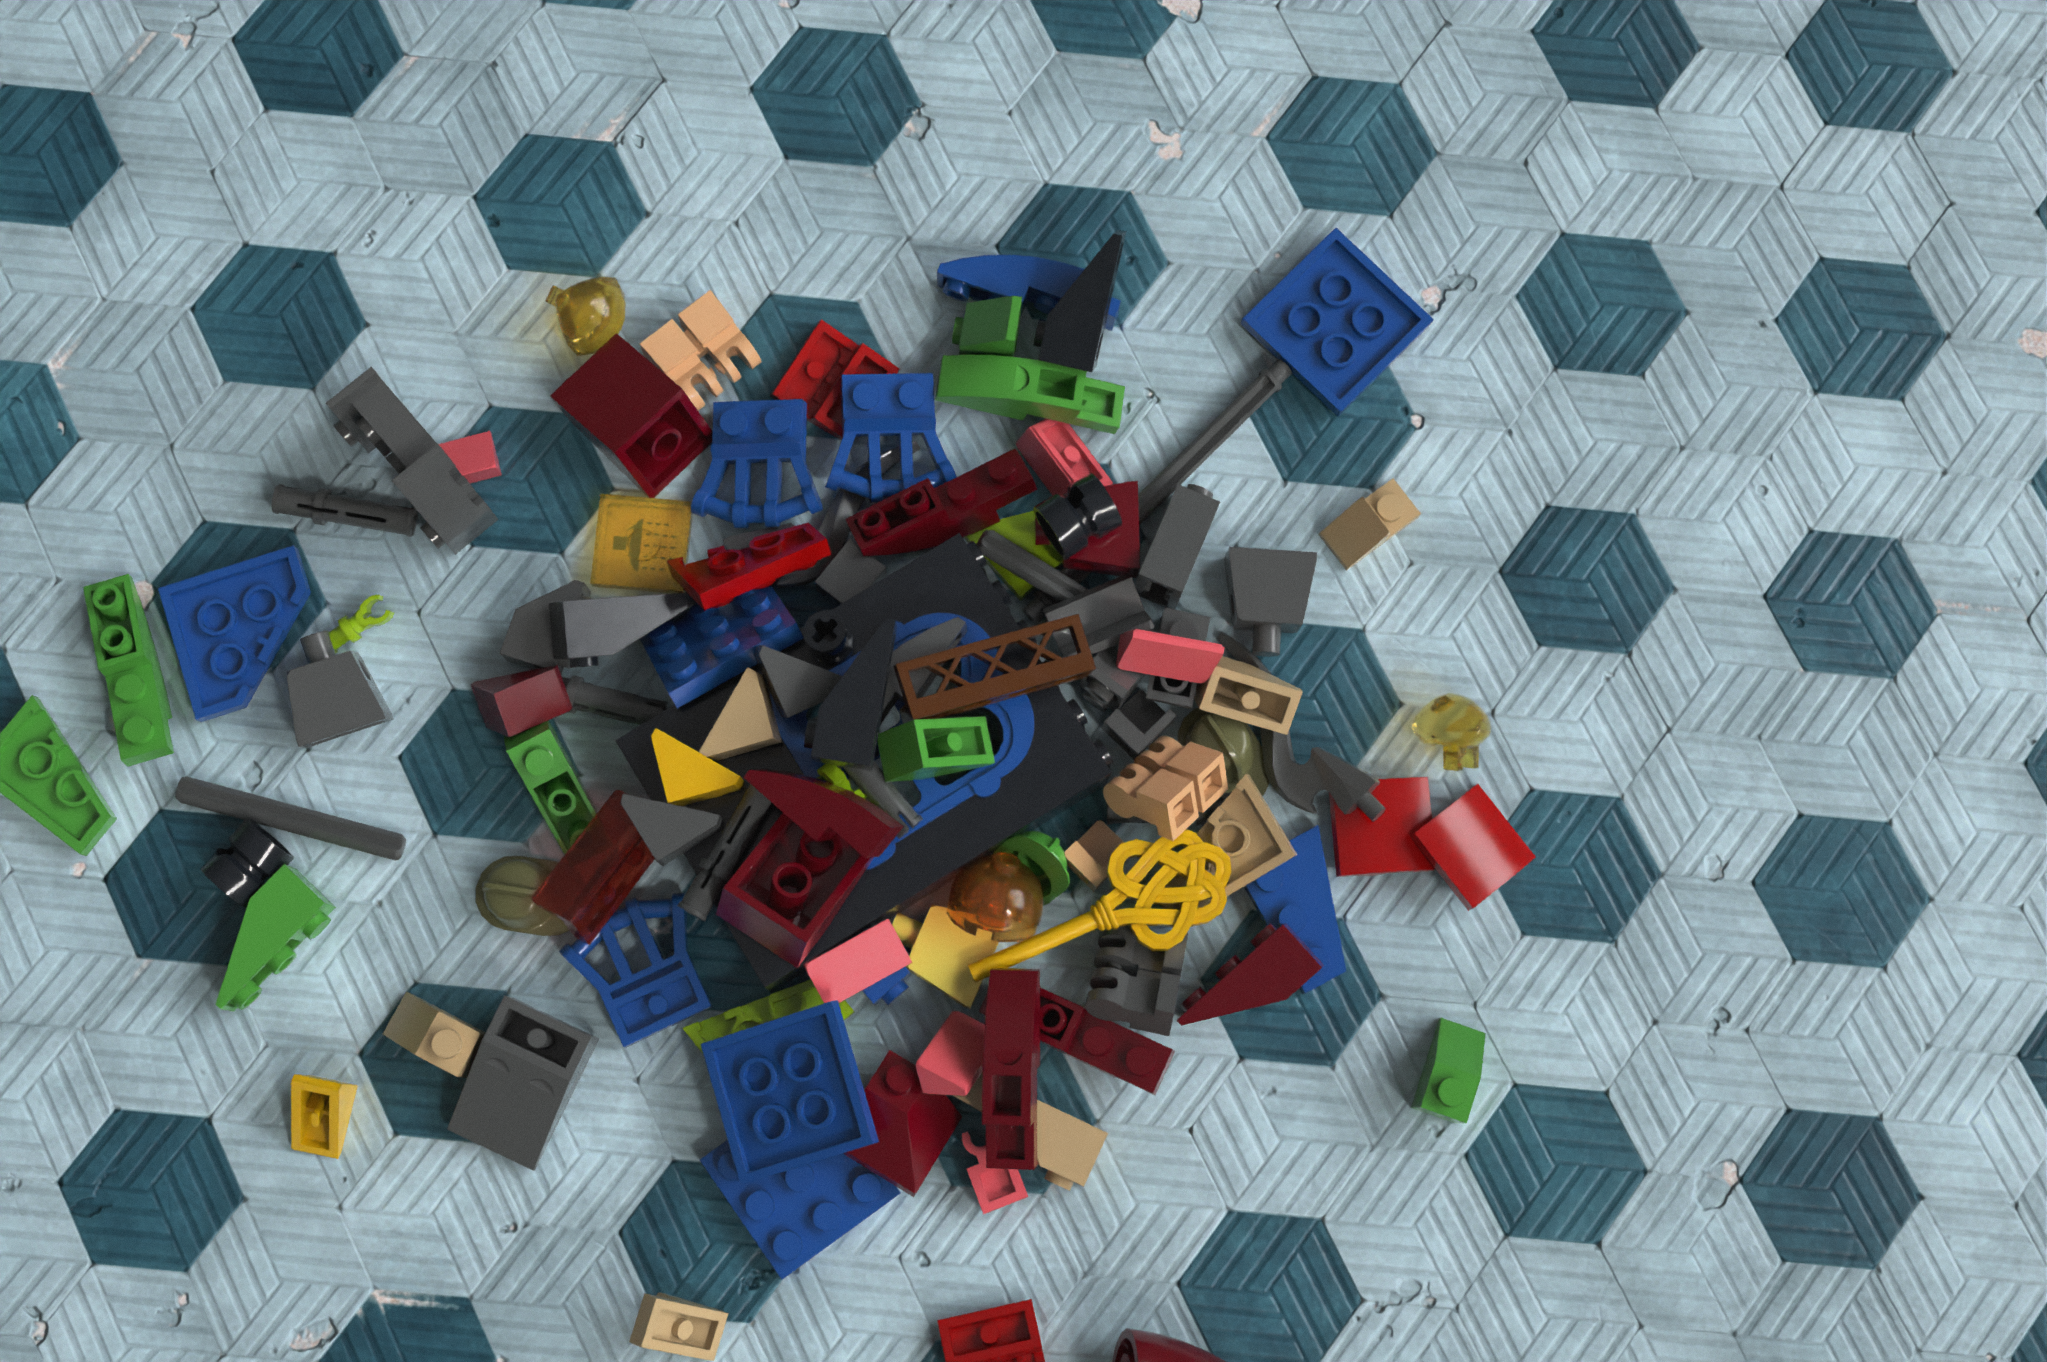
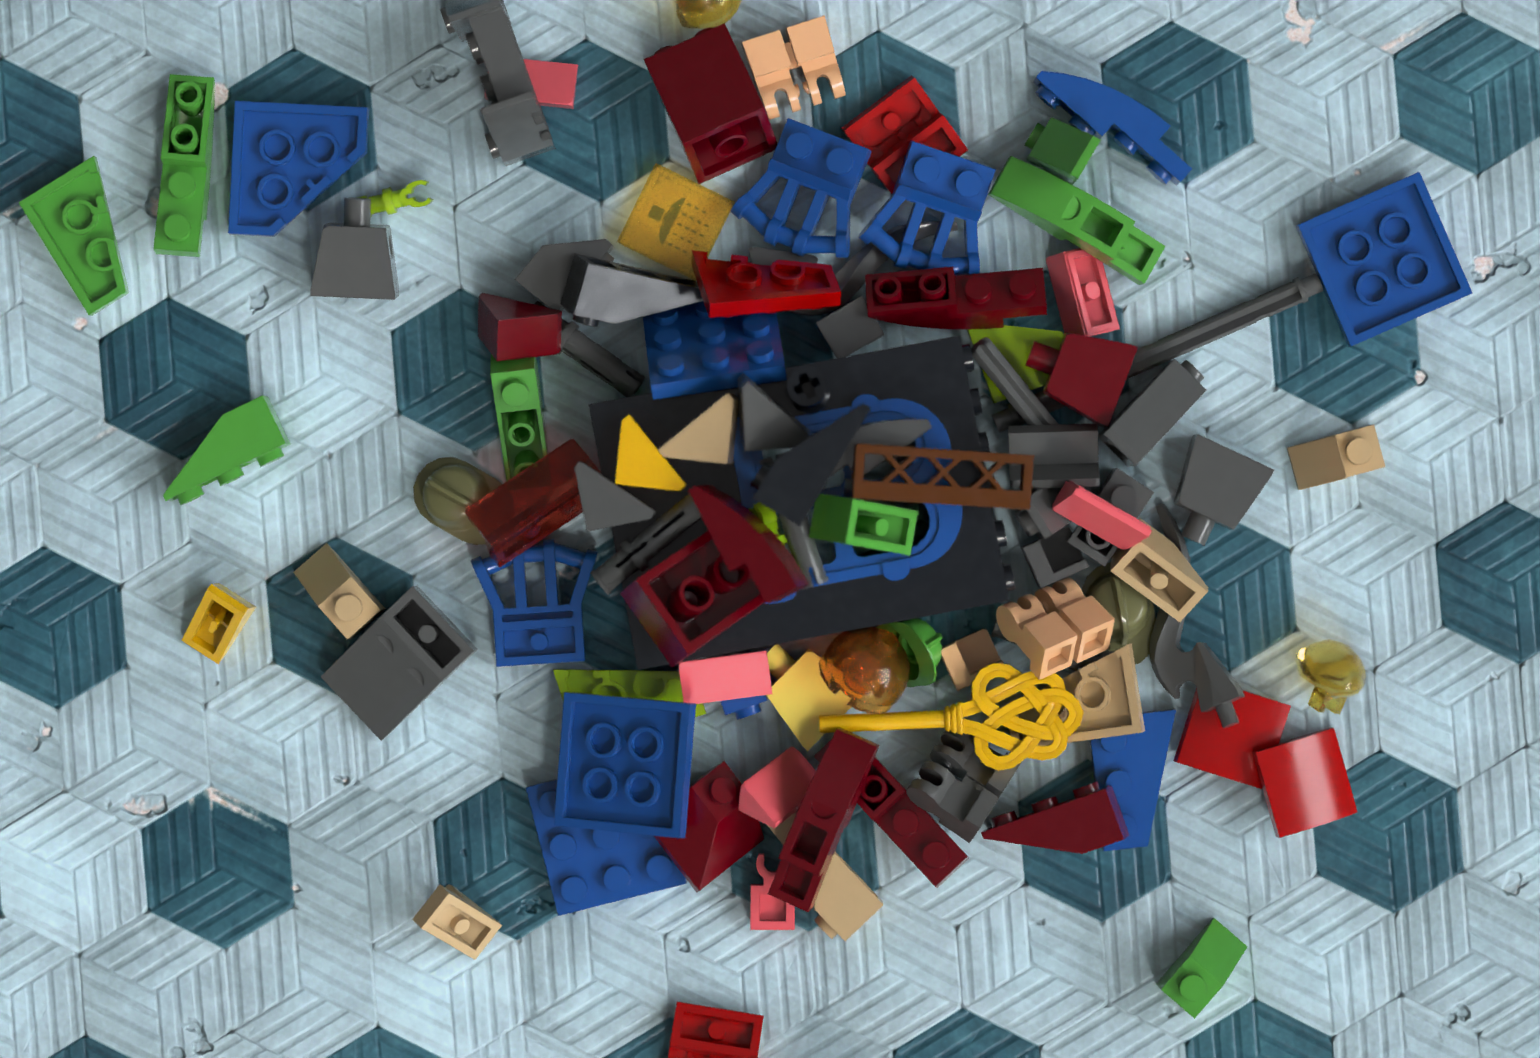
camera: 30 degrees right, 10 degrees up
(247, 862) = (230, 379): black wheel -> none
(290, 818) = (279, 351): dark grey axle -> none
(325, 507) = (407, 81): dark grey pin -> none
(1077, 516) = (1070, 362): black wheel -> none
(1079, 319) = (1147, 171): black slope -> none

